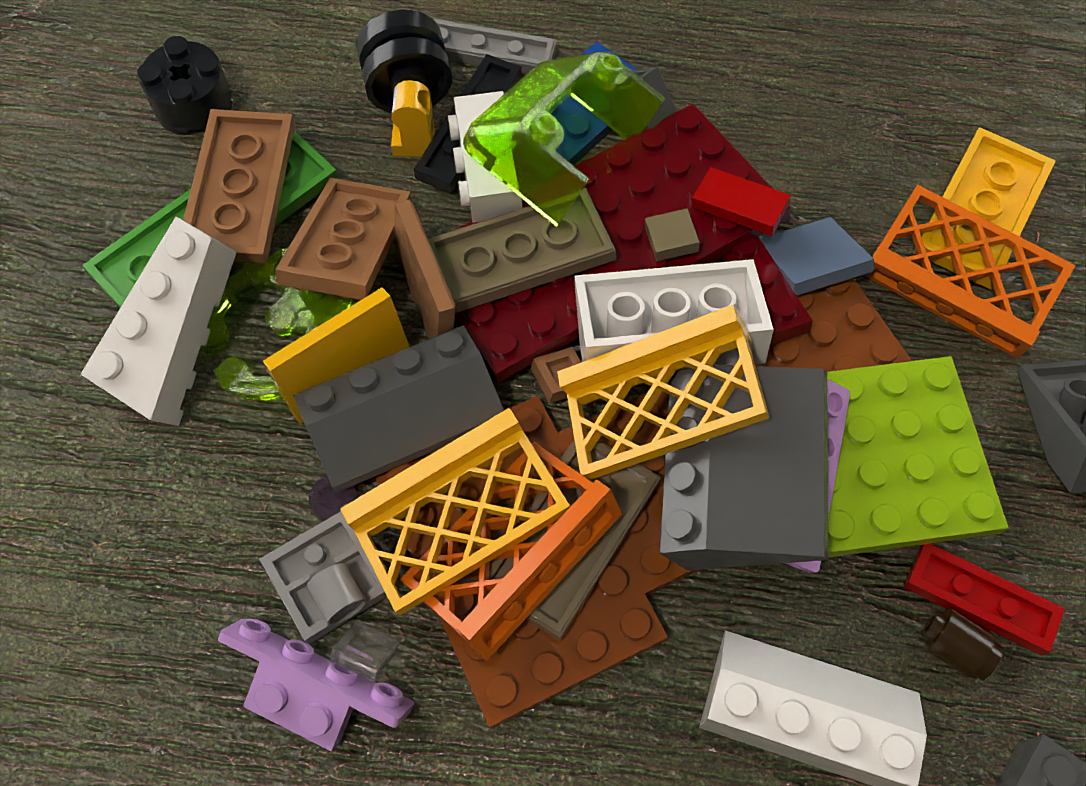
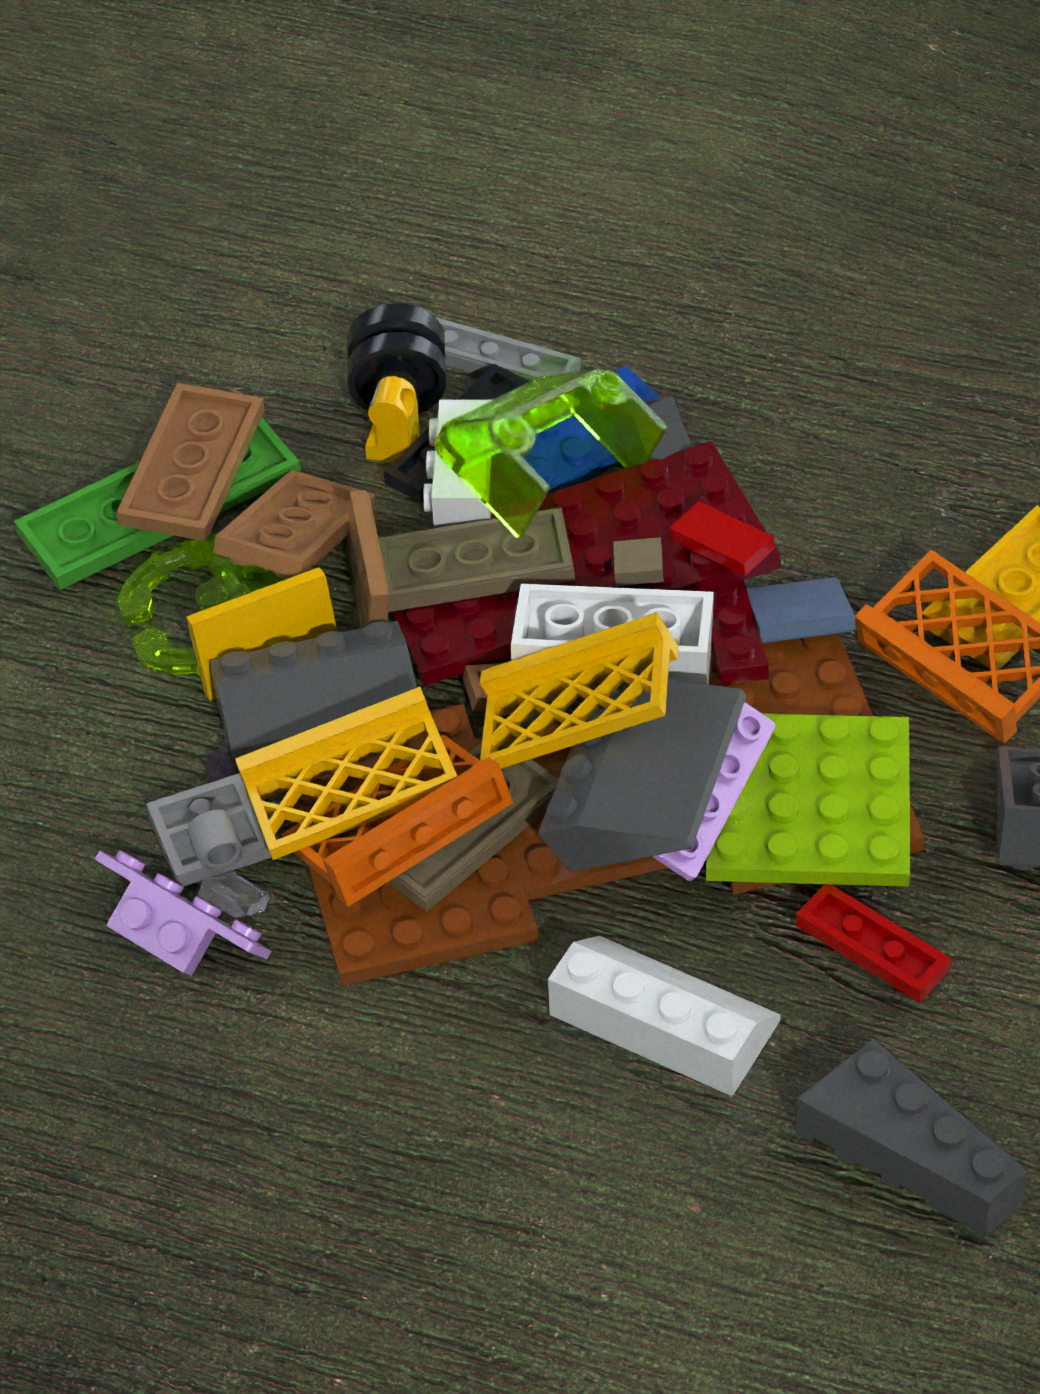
camera: 15 degrees right, 15 degrees down
(162, 324) = (92, 578): white wedge -> none
(184, 84) = (151, 356): black brick -> none
(962, 644) = (834, 974): dark brown brick -> none

